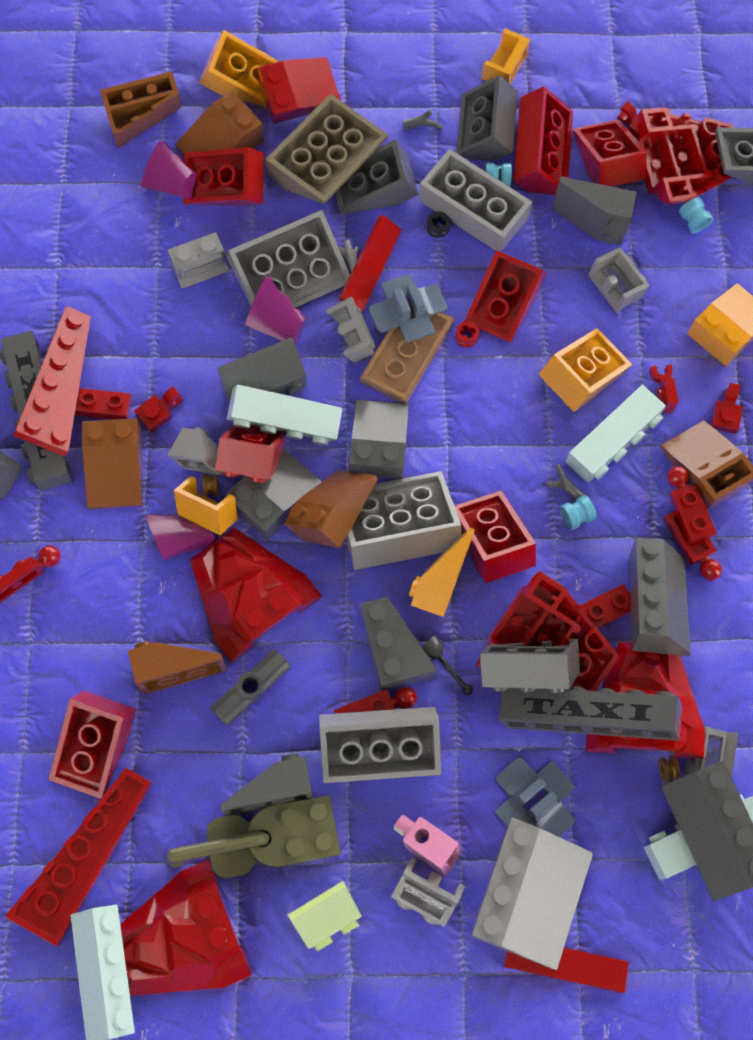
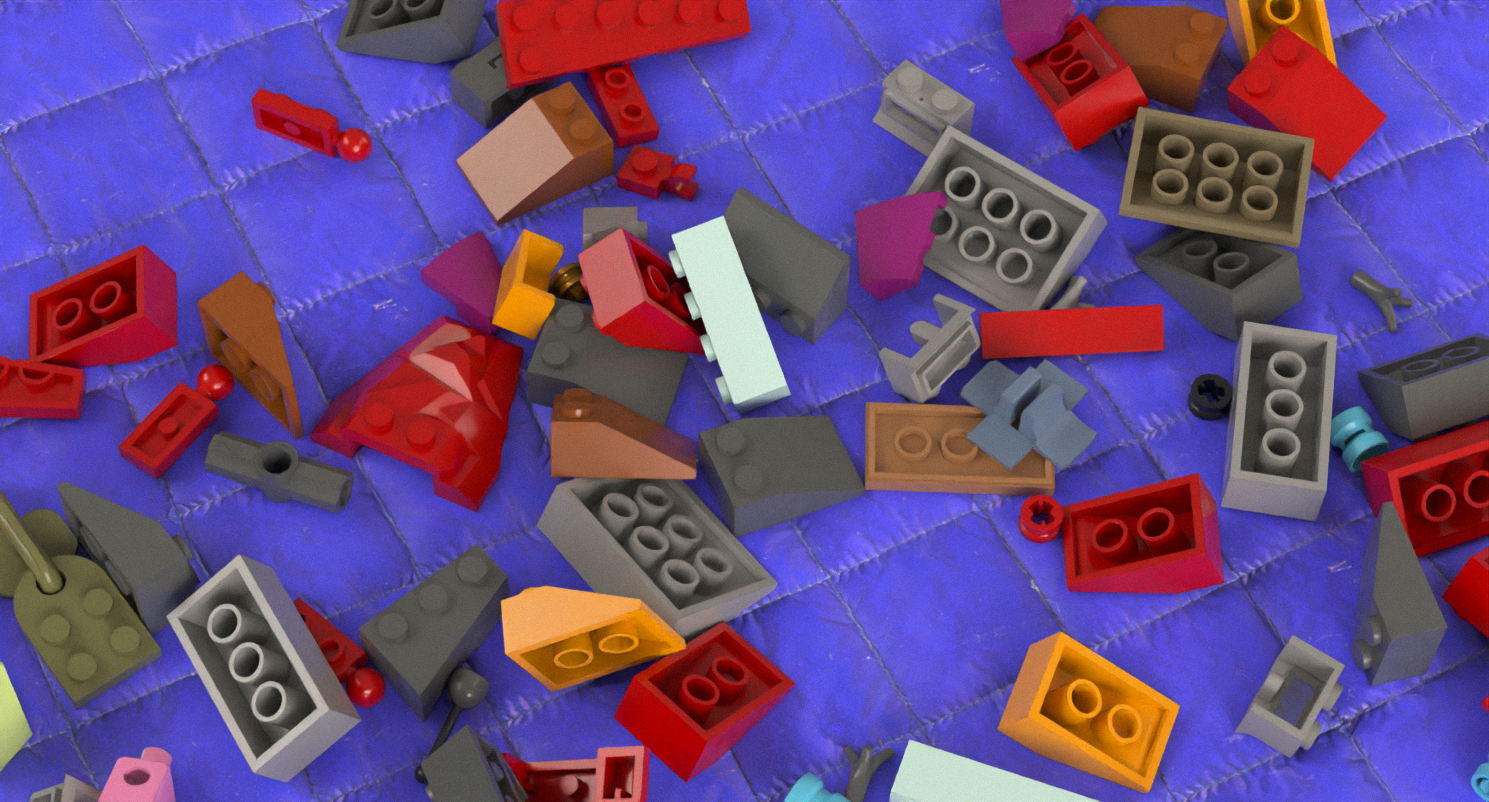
camera: 65 degrees right, 15 degrees down
(186, 729) = (177, 421): none -> red plate

